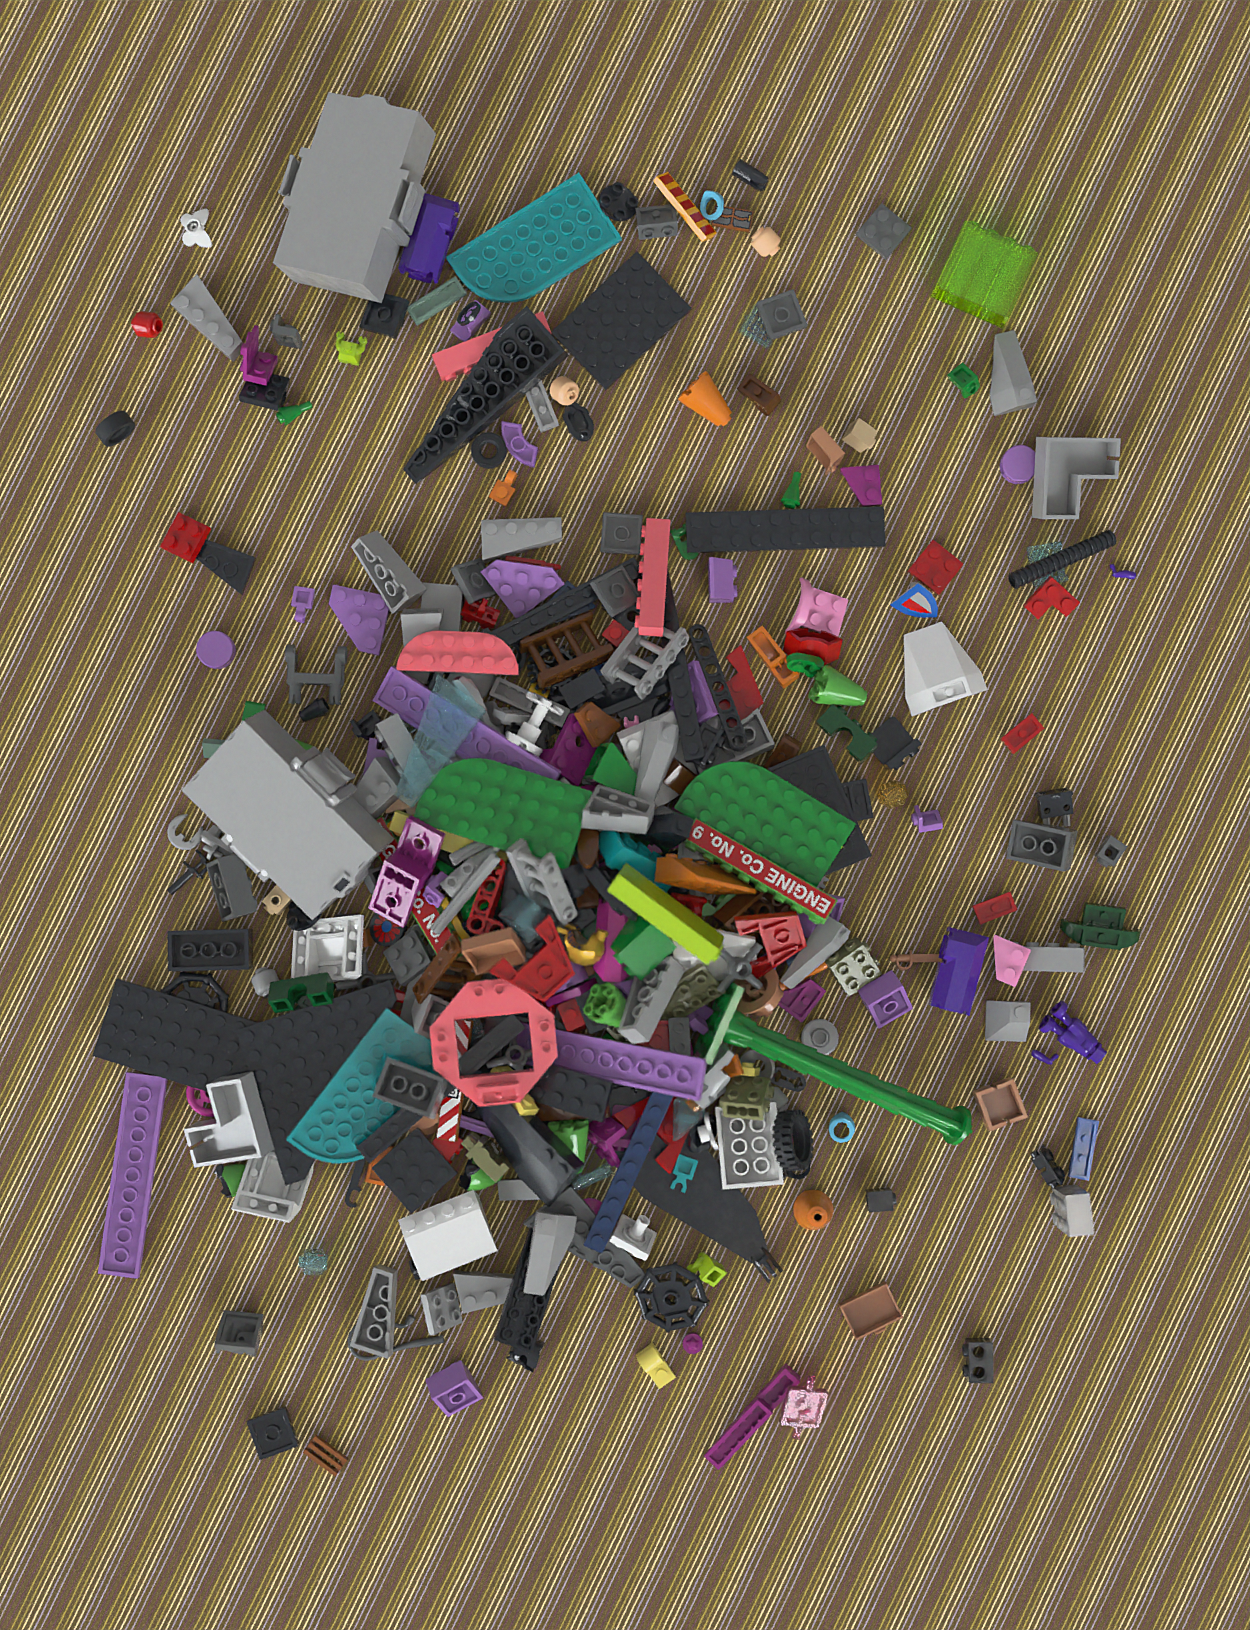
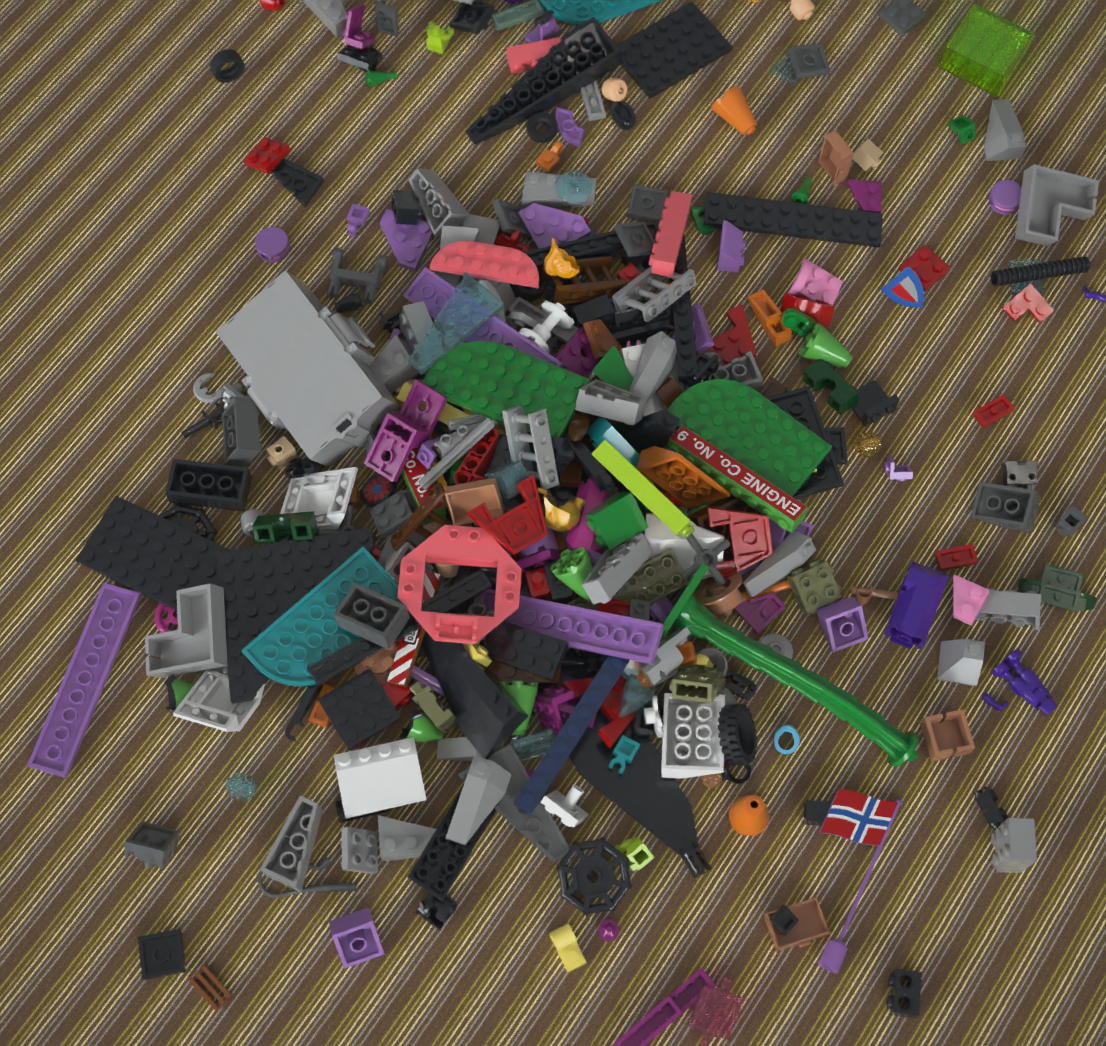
camera: 10 degrees right, 20 degrees down
(354, 585) = (405, 207): none -> black brick
(539, 641) = (560, 263): none -> light orange hair
(540, 545) = (574, 194): none -> clear light blue dish
(718, 697) = (717, 336): black beam -> none
(760, 394) = (786, 116): reddish brown plate -> none
(858, 1311) = (784, 920): none -> black tile
(920, 1202) = (864, 822): none -> flag
(937, 669) = (918, 348): white wedge -> none
(1083, 1148) = (1029, 792): tile -> none

